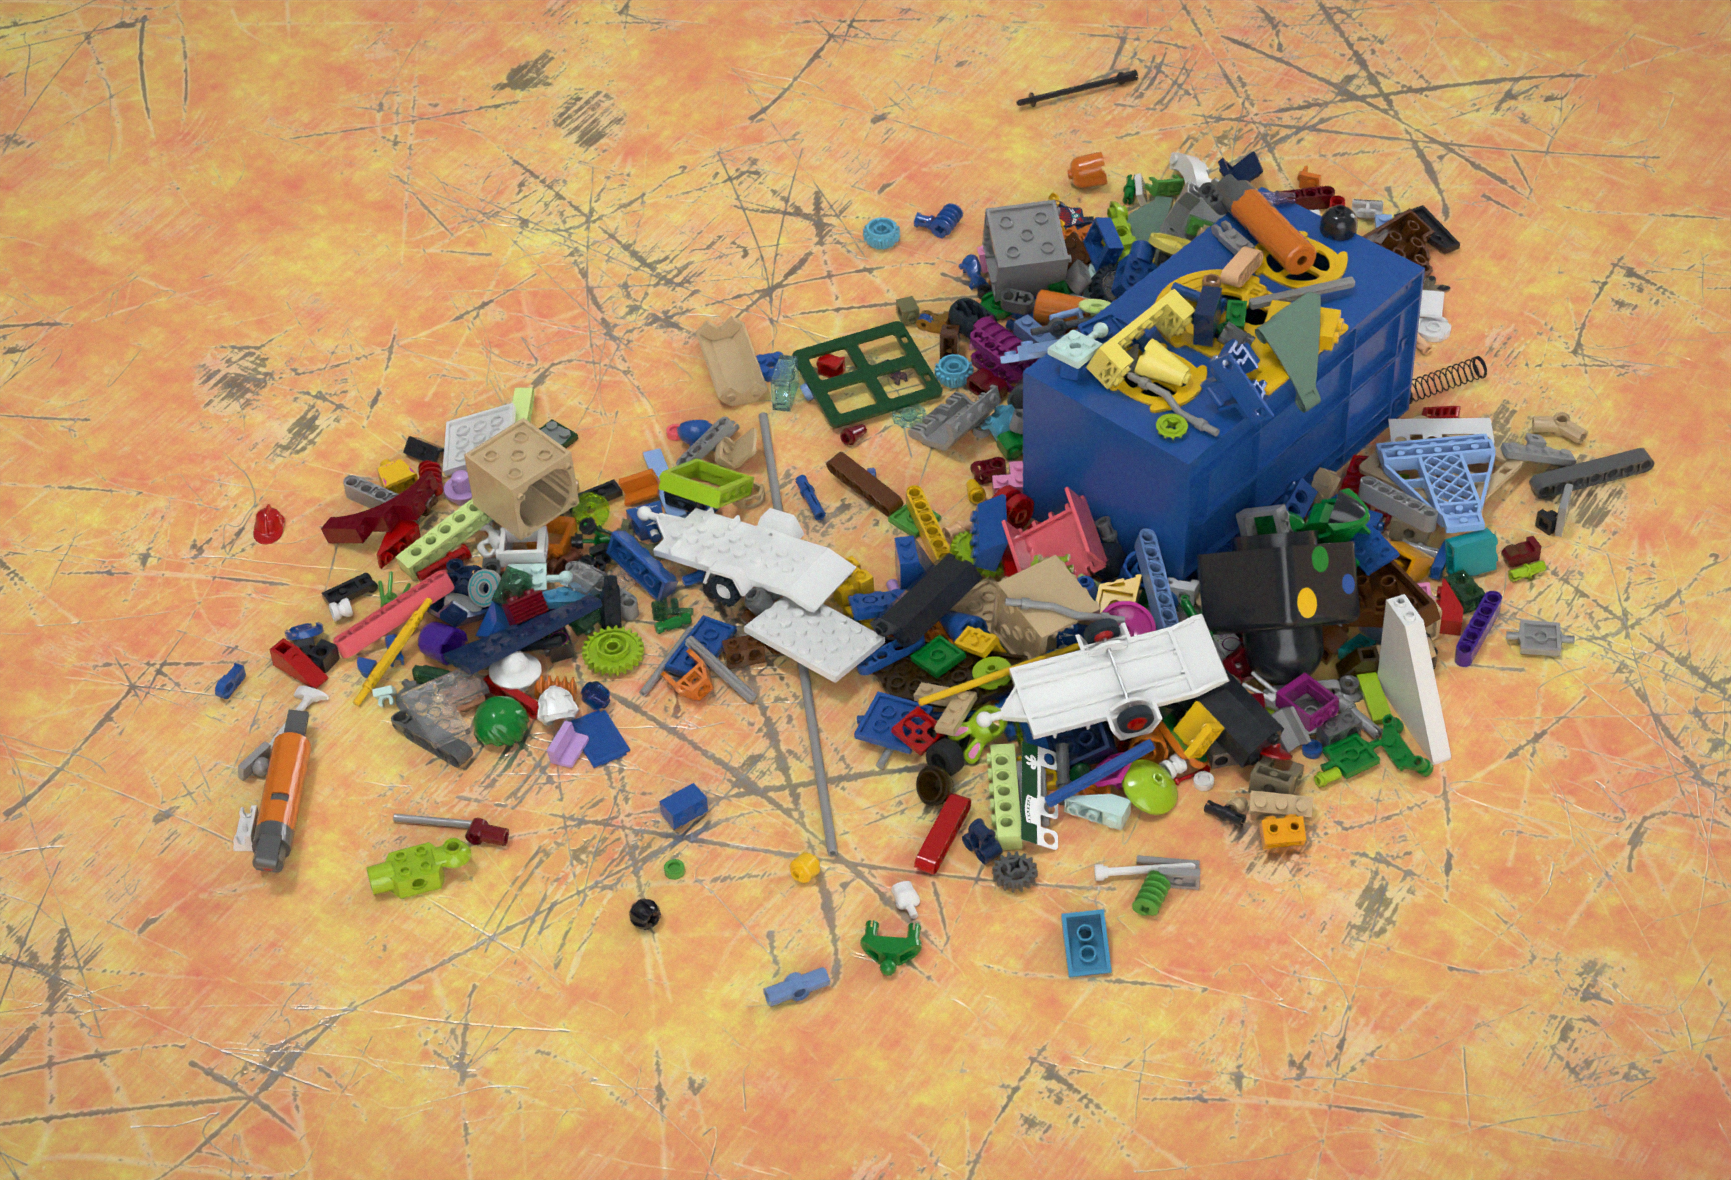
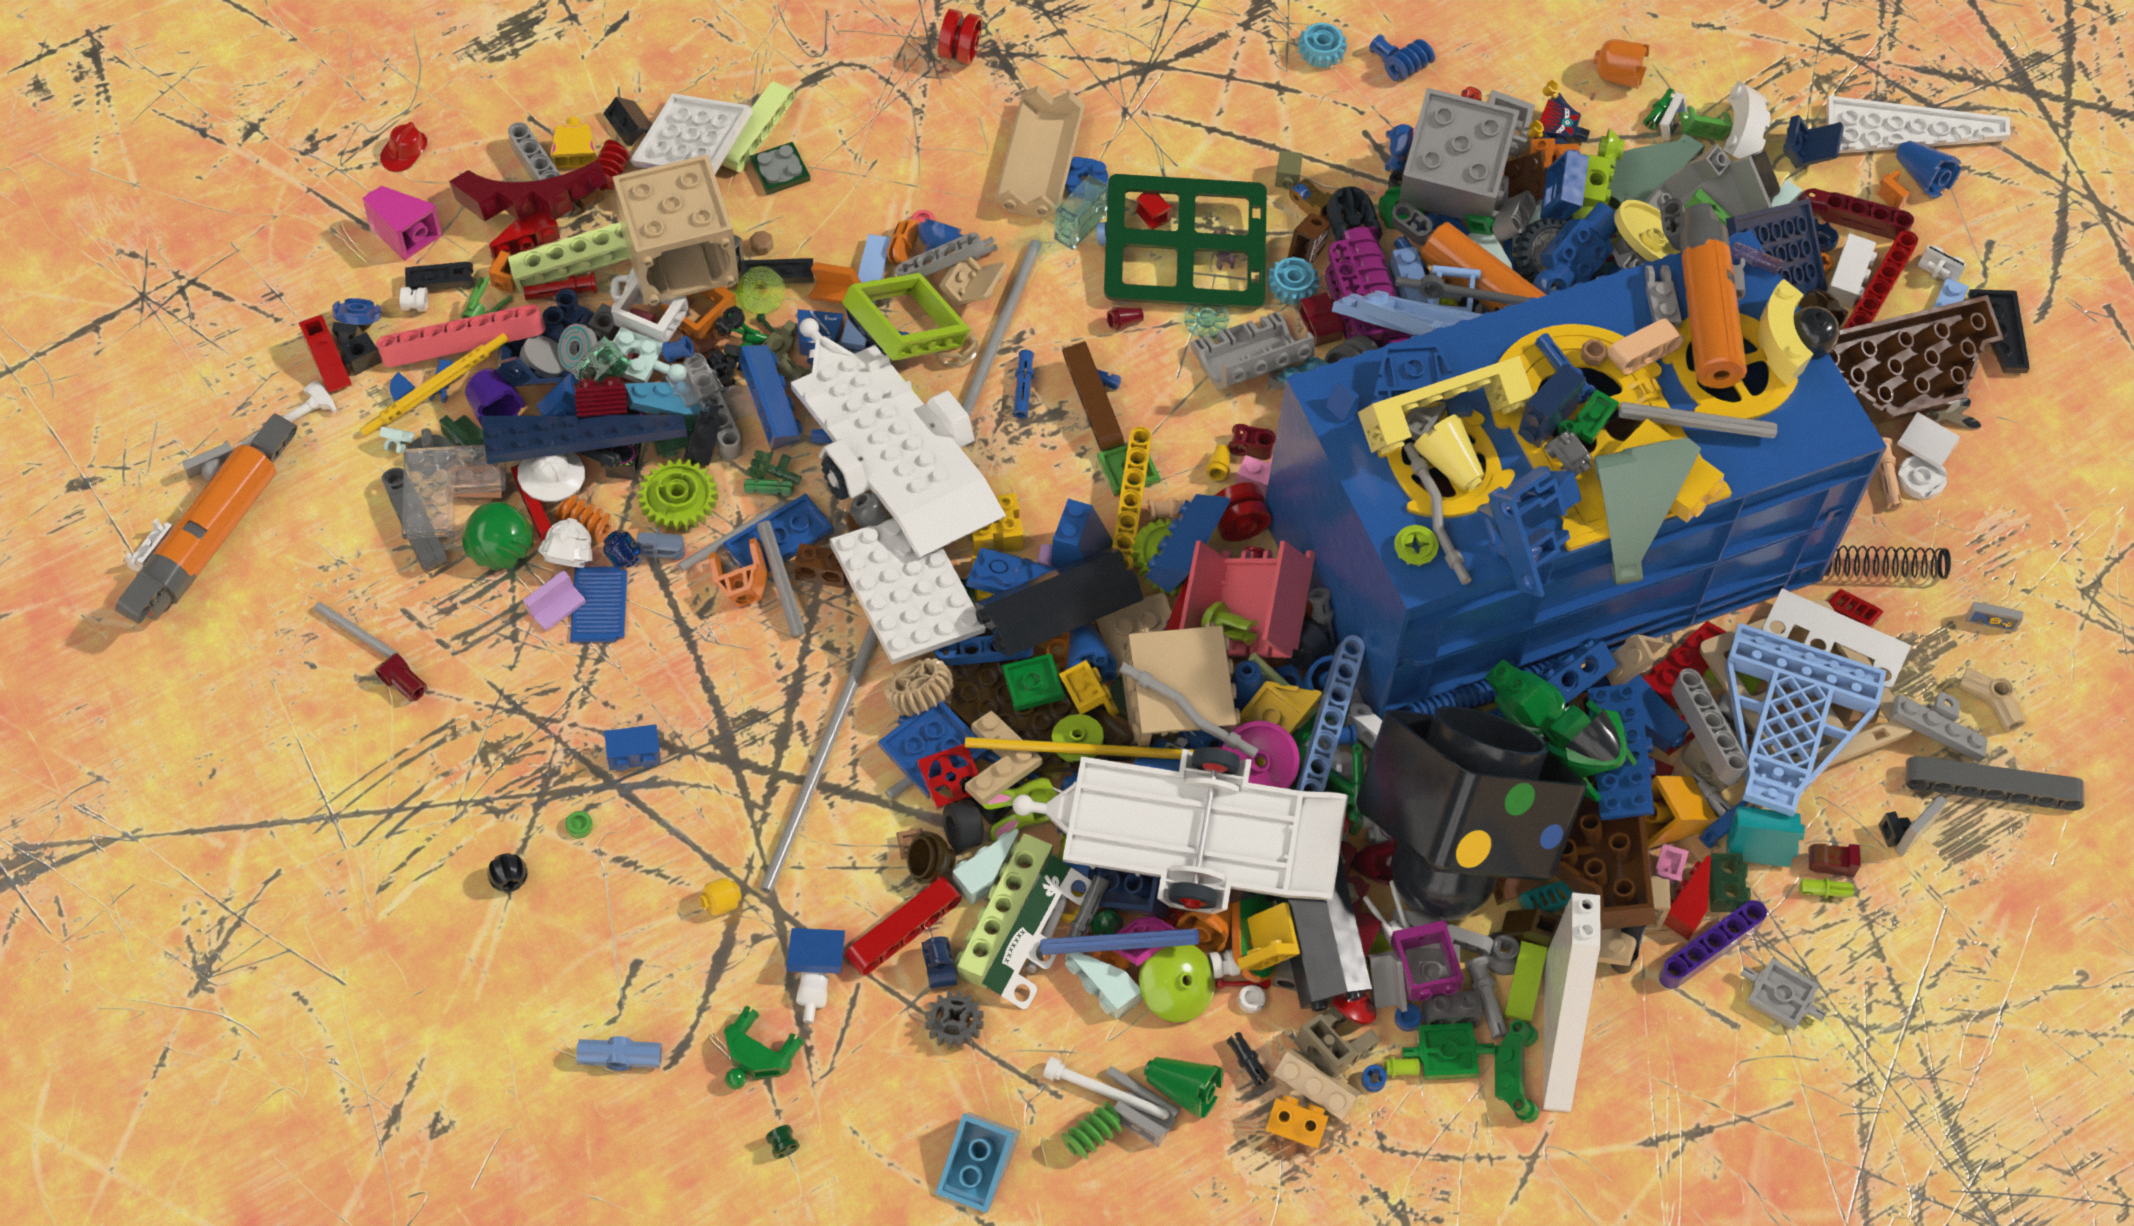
camera: 20 degrees right, 15 degrees up
(229, 682) = (243, 341): blue piece -> none
(301, 564) = (402, 220): none -> dark pink slope
(400, 574) = (500, 272): none -> orange bracket
(417, 868) = (297, 689): lime brick -> none
(558, 562) = (677, 349): none -> blue bush
(622, 683) = (661, 545): none -> sand blue arm
(634, 313) = (959, 36): none -> red wheel
(670, 446) = (902, 241): none -> orange arm
(861, 690) = (919, 687): none -> tan gear
(893, 871) = (816, 950): none -> blue tile
(909, 787) = (904, 840): none -> medium nougat tile
(945, 988) = (782, 1141): none -> dark green wheel
(975, 778) = (980, 873): none -> light aqua slope
(1078, 348) = (1364, 368): light aqua plate -> none
(1093, 306) = (1495, 279): yellowish green dish -> none
(1194, 840) = (1186, 1083): none -> green cone
(1238, 804) = (1270, 1054): tan hose -> none
(1247, 523) = (1486, 693): light grey window -> none
(1292, 143) = (1887, 125): none -> white wing
(1314, 785) = (1382, 1077): none -> blue bush
(1321, 230) = (1778, 335): none -> light yellow brick
(1323, 158) = (1929, 167): none -> blue cone
(1530, 384) = (1994, 616): none -> tile

